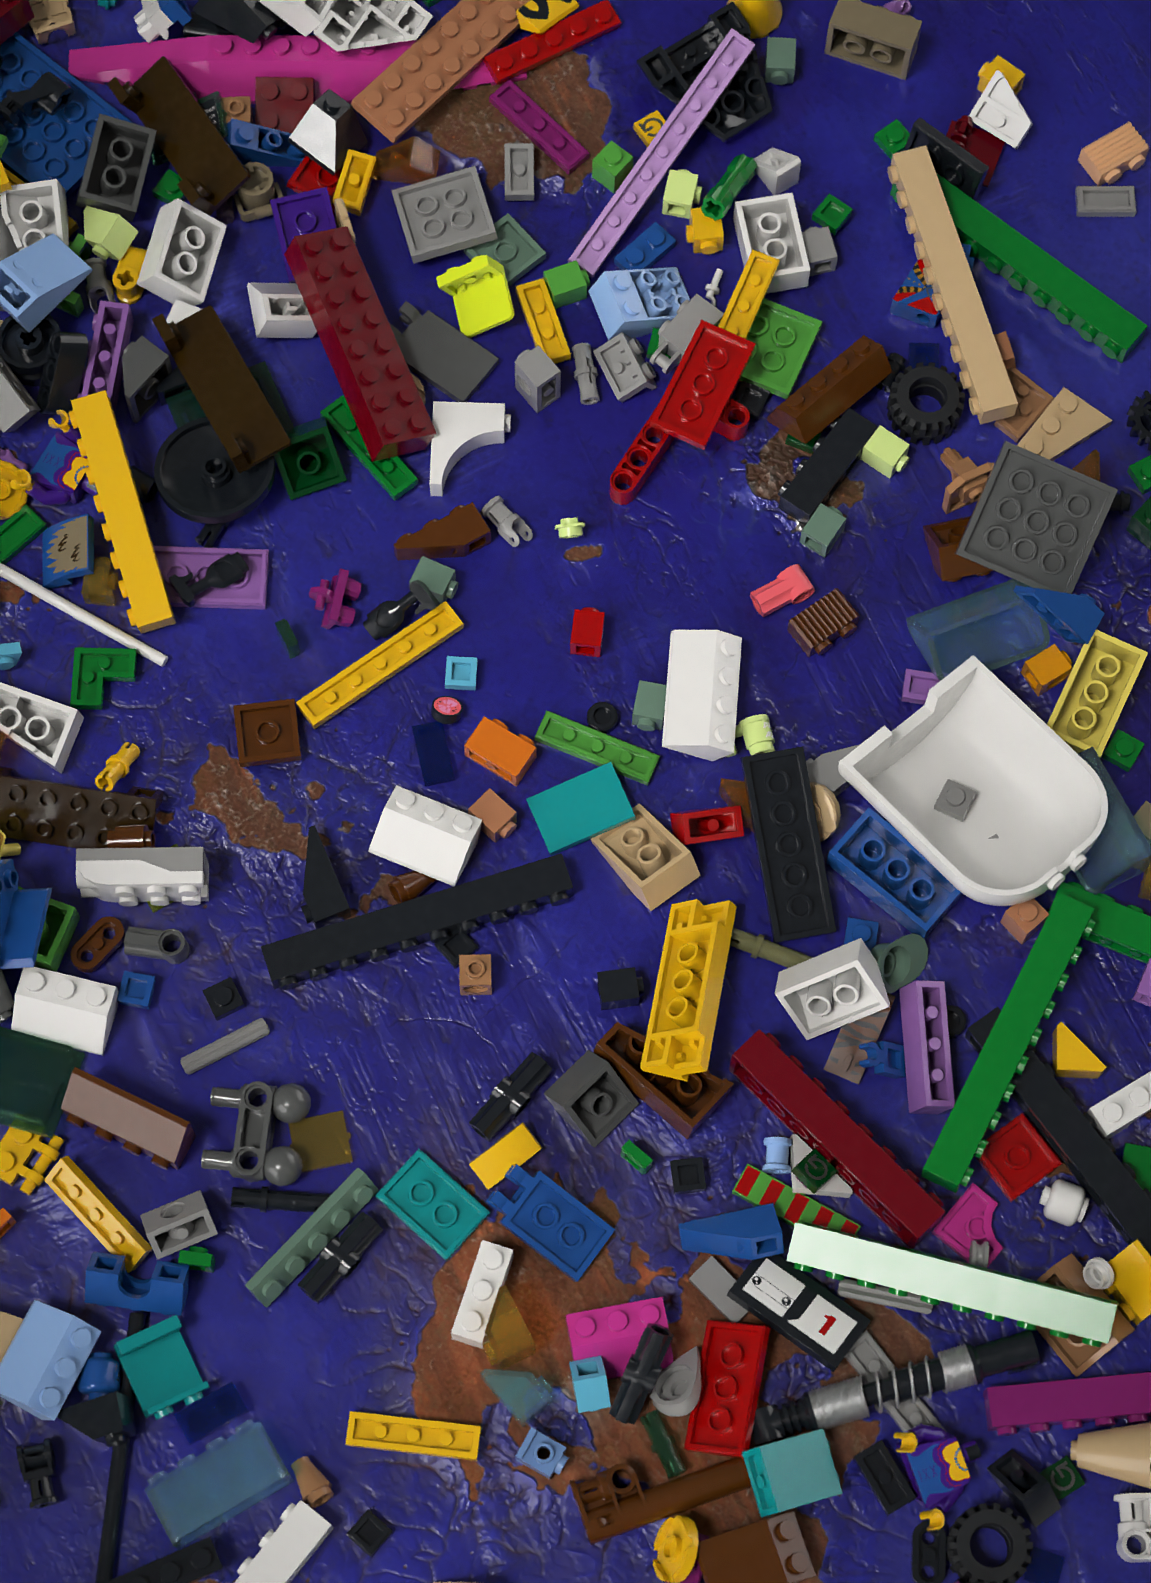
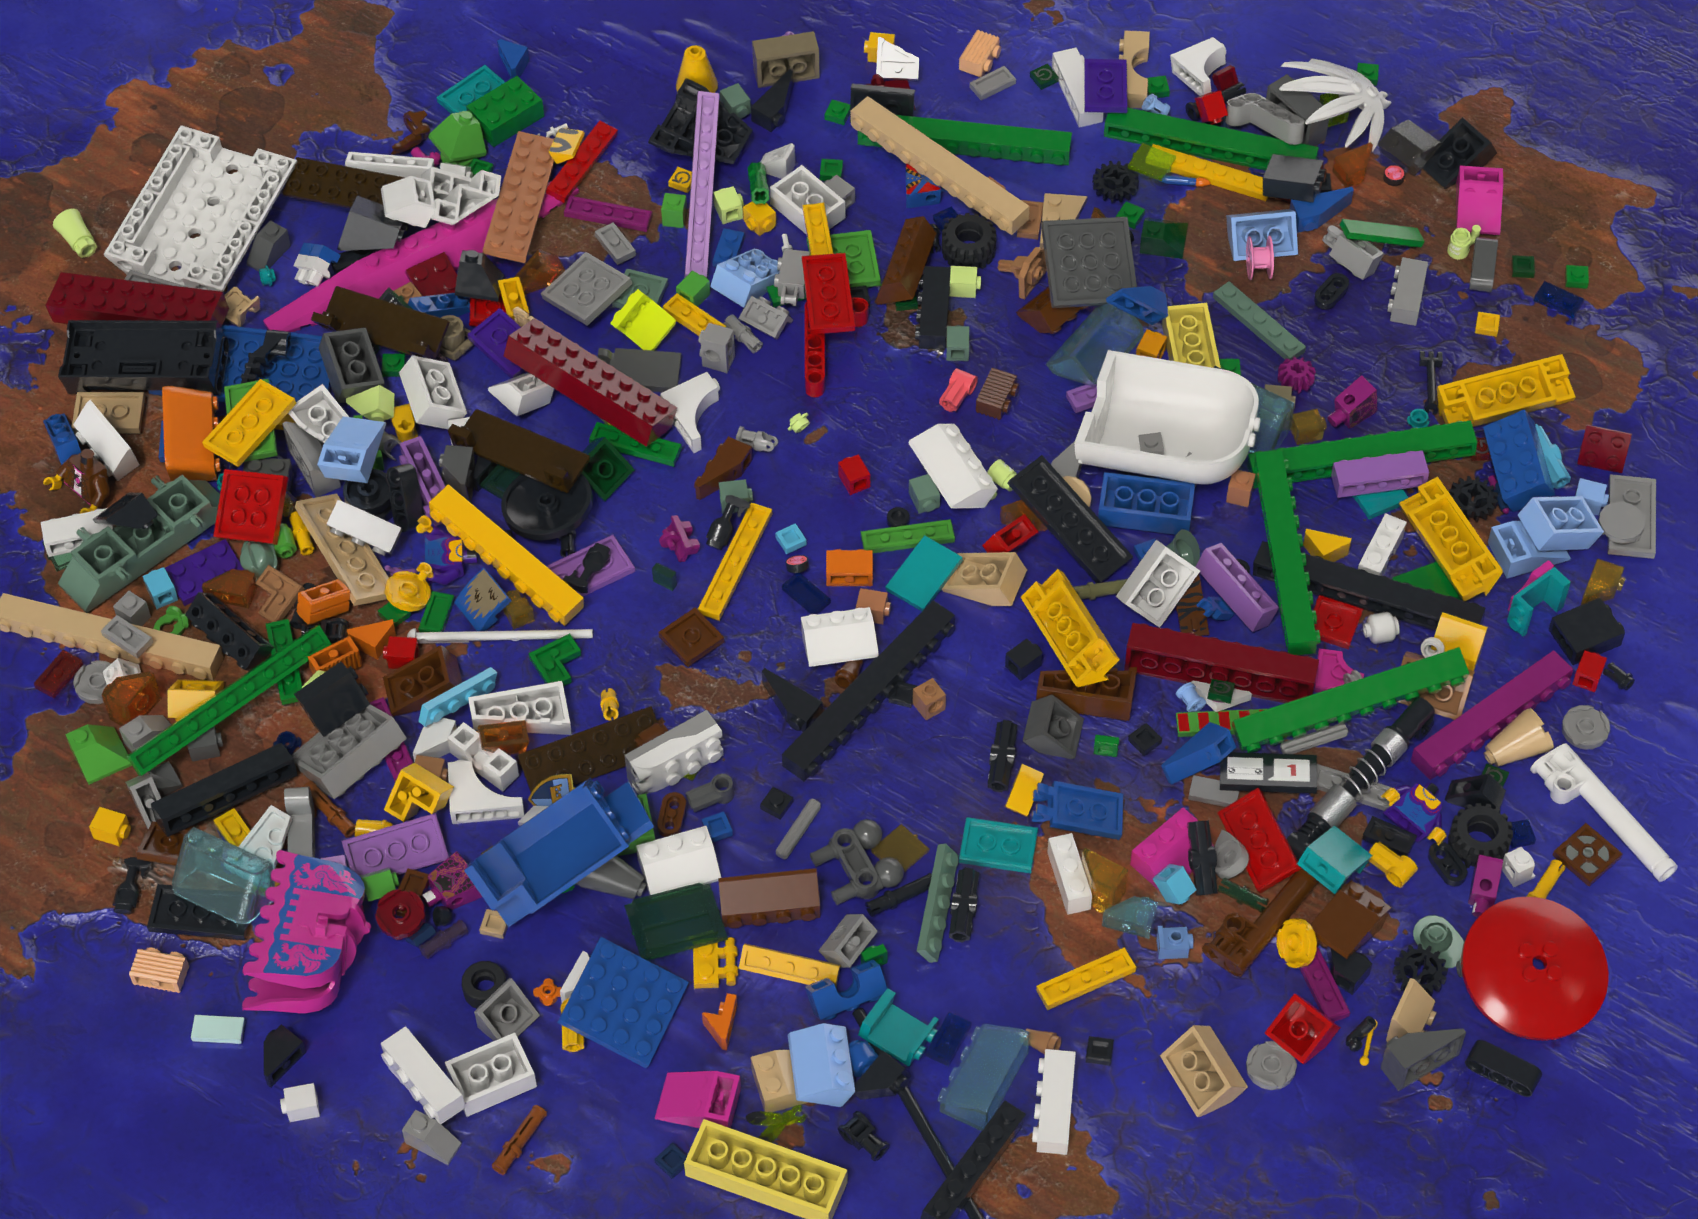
camera: 30 degrees left, 15 degrees down
(822, 89) = (771, 107): none -> black slope
(863, 1523) = (1396, 868): none -> yellow piece

